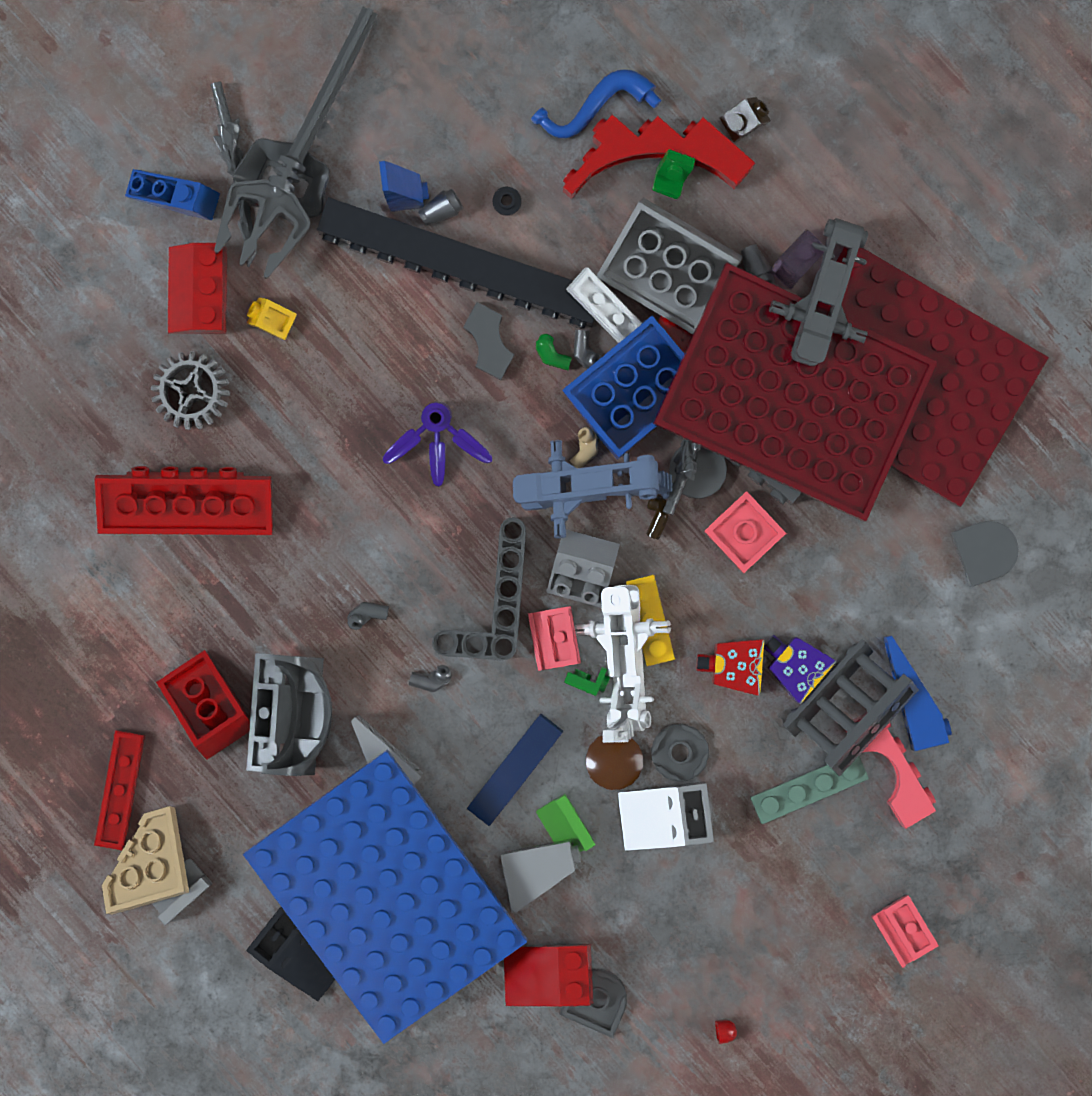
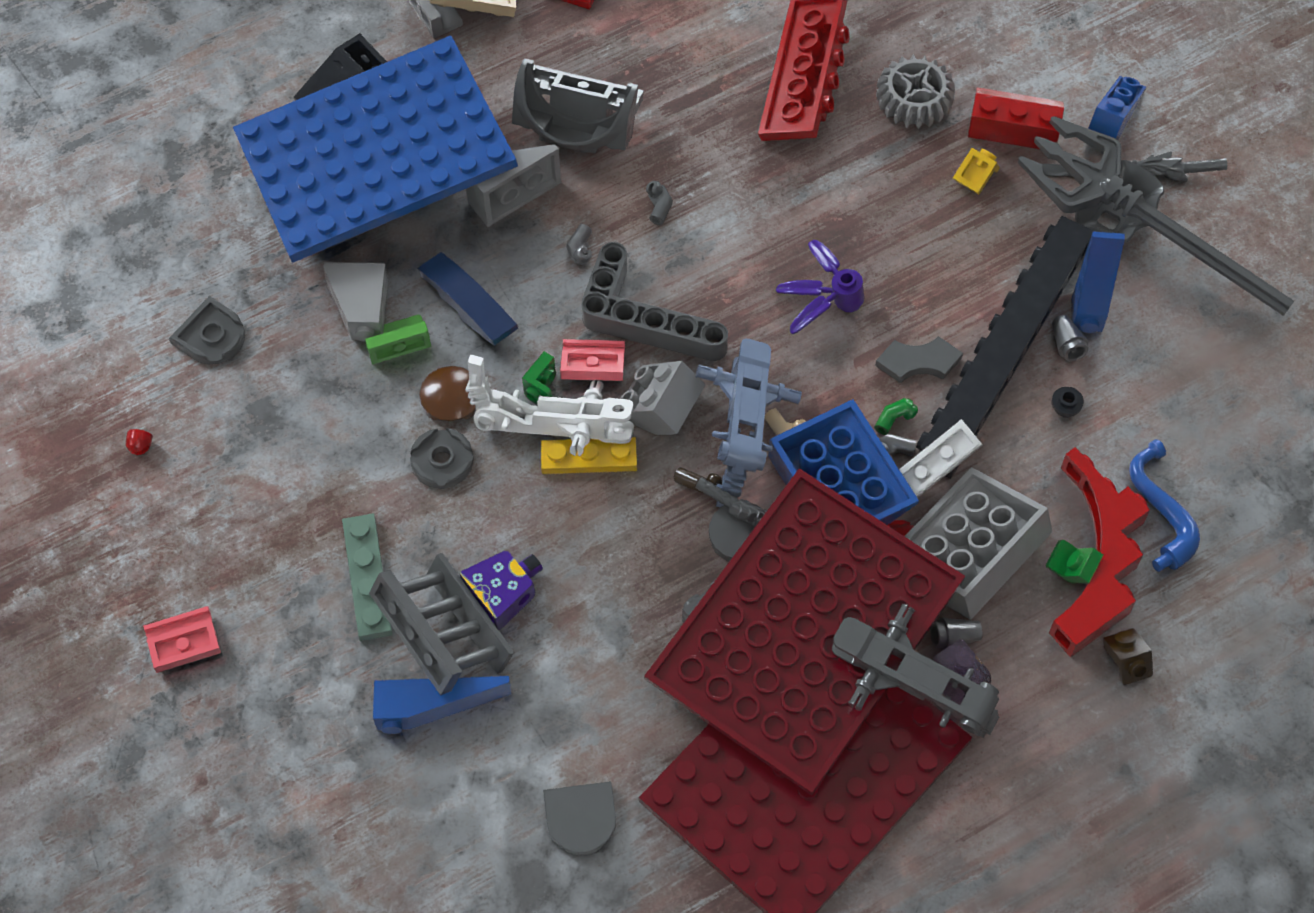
camera: 100 degrees right, 25 degrees down
(205, 705) = (604, 50): red slope -> none
(549, 976) = (249, 293): red slope -> none
(666, 816) = (377, 430): slope -> none
(735, 665) = (517, 524): red torso -> none
(745, 532) = (661, 563): coral plate -> none
(909, 799) = (326, 673): coral arch -> none

